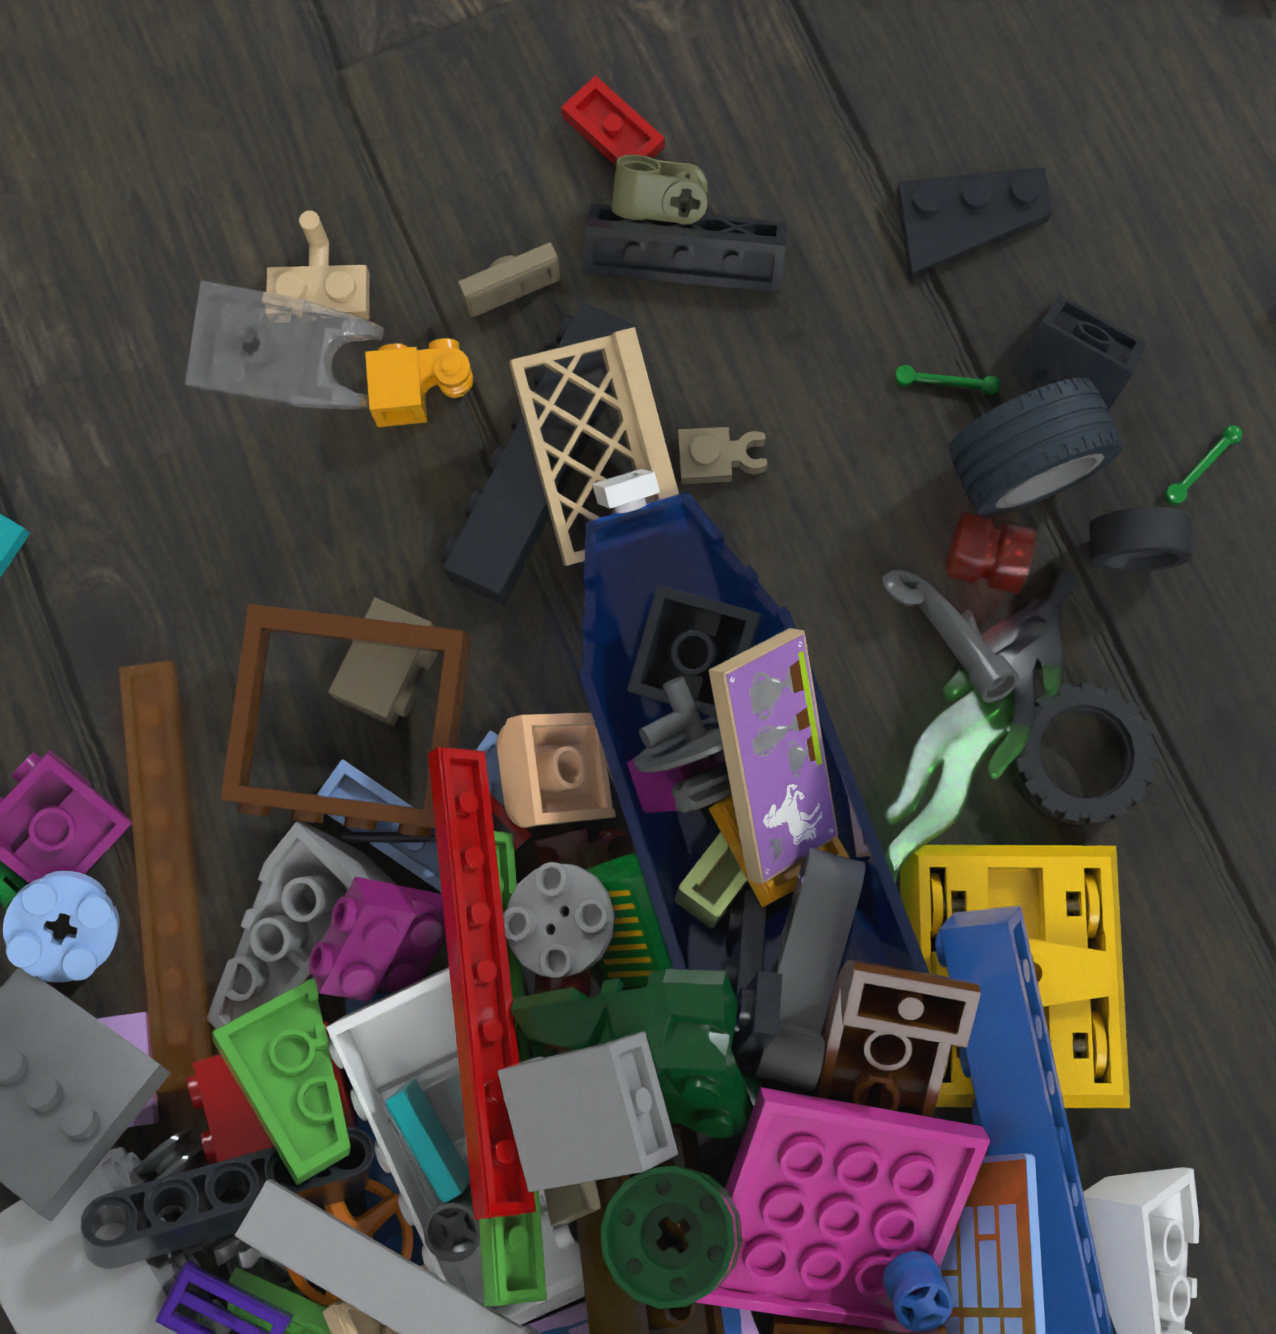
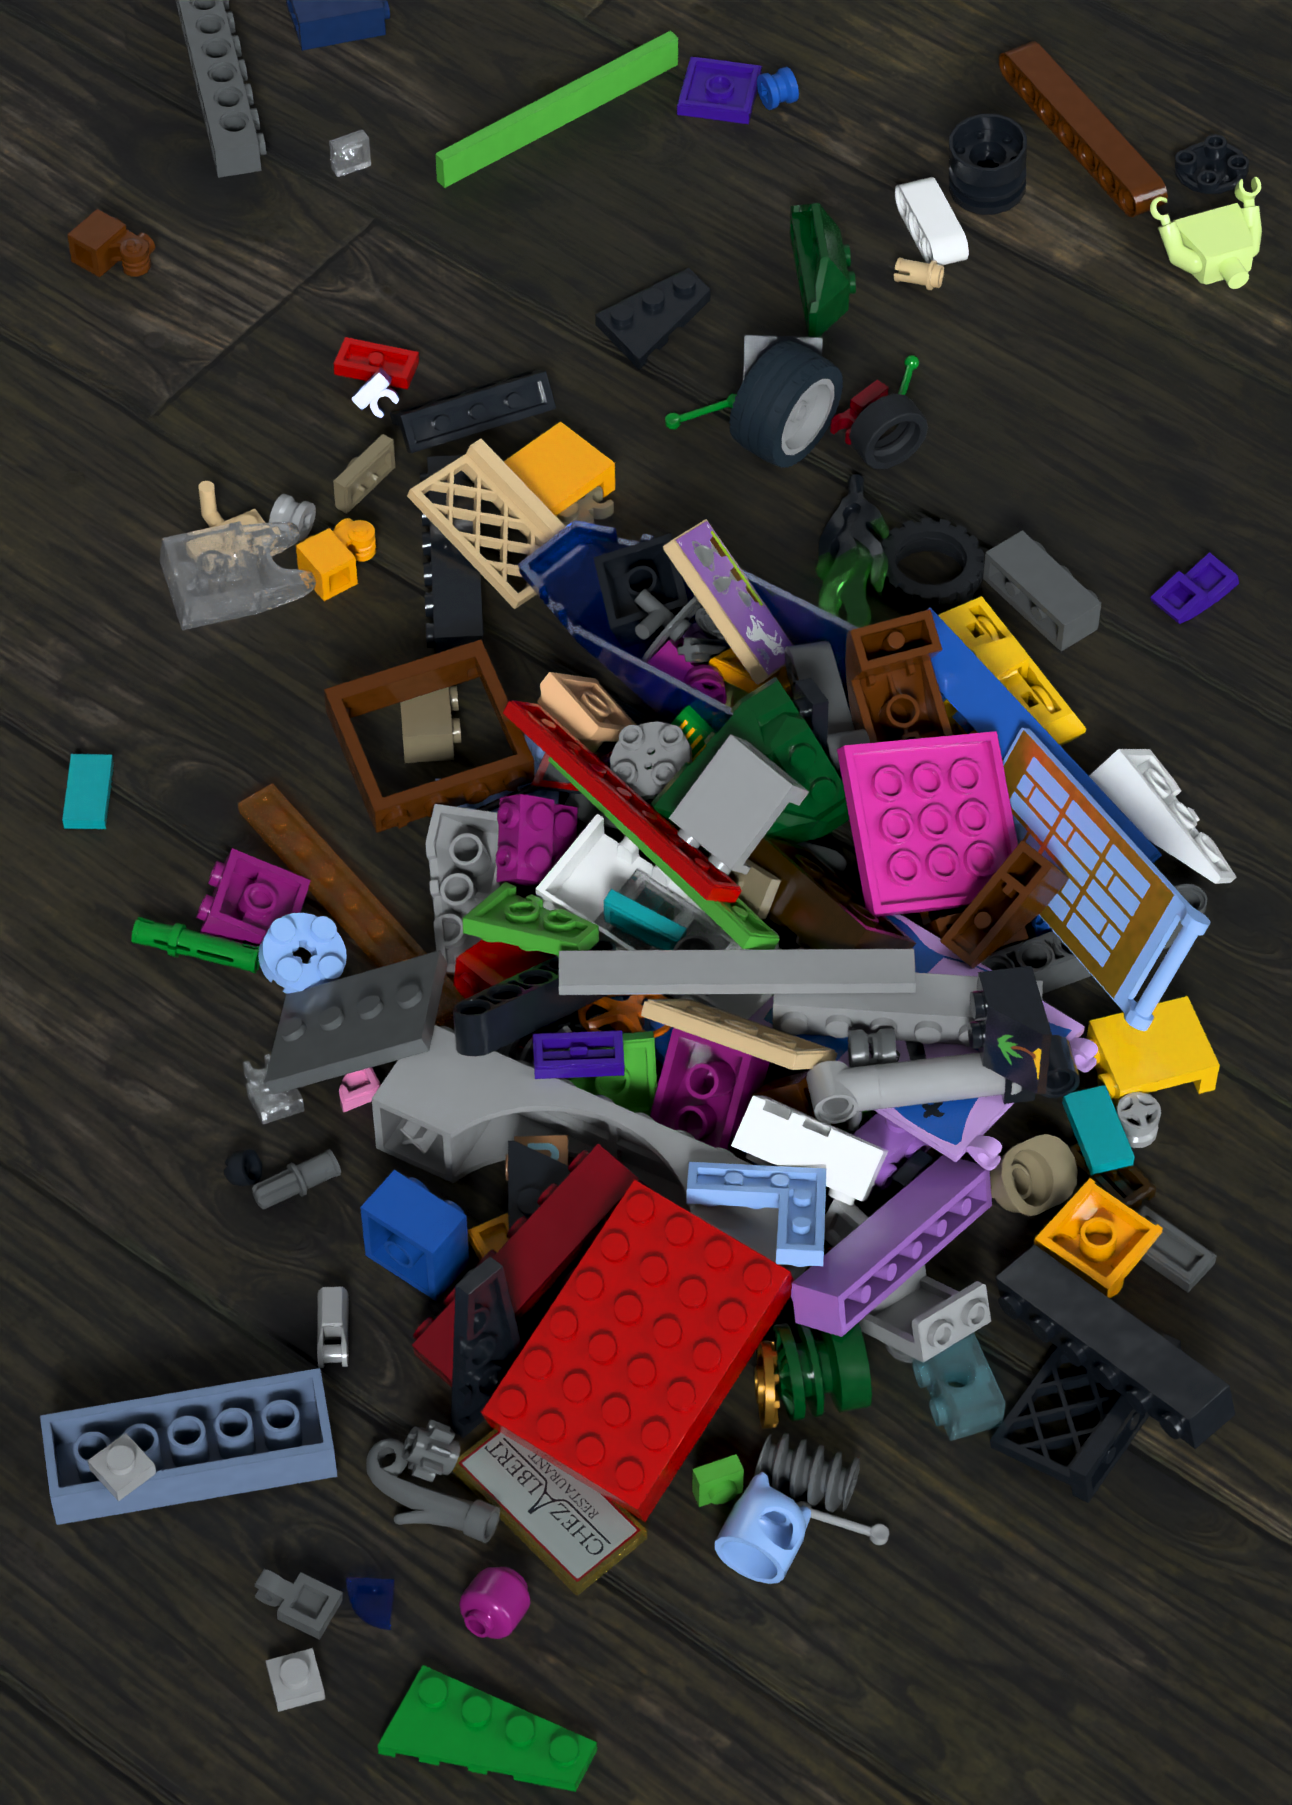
camera: 30 degrees left, 25 degrees down
(397, 300) = (288, 510): none -> light grey wheel
(584, 168) = (373, 390): none -> tile
(627, 490) = (533, 534): white plate -> none
(636, 1232) = (833, 834): dark green wheel -> none
(652, 190) = (430, 381): olive piece -> none
(688, 841) = (708, 676): none -> magenta wheel
(717, 394) = (562, 468): none -> light orange panel
(917, 1291) = (1006, 836): blue wheel -> none
(988, 673) = (837, 537): dark grey plant -> none
(990, 553) = (796, 482): clear red wheel -> none
(1137, 484) = (857, 405): none -> dark red plate
(1197, 864) = (1042, 590): none -> dark grey brick
(1199, 247) = (820, 267): none -> dark green wedge

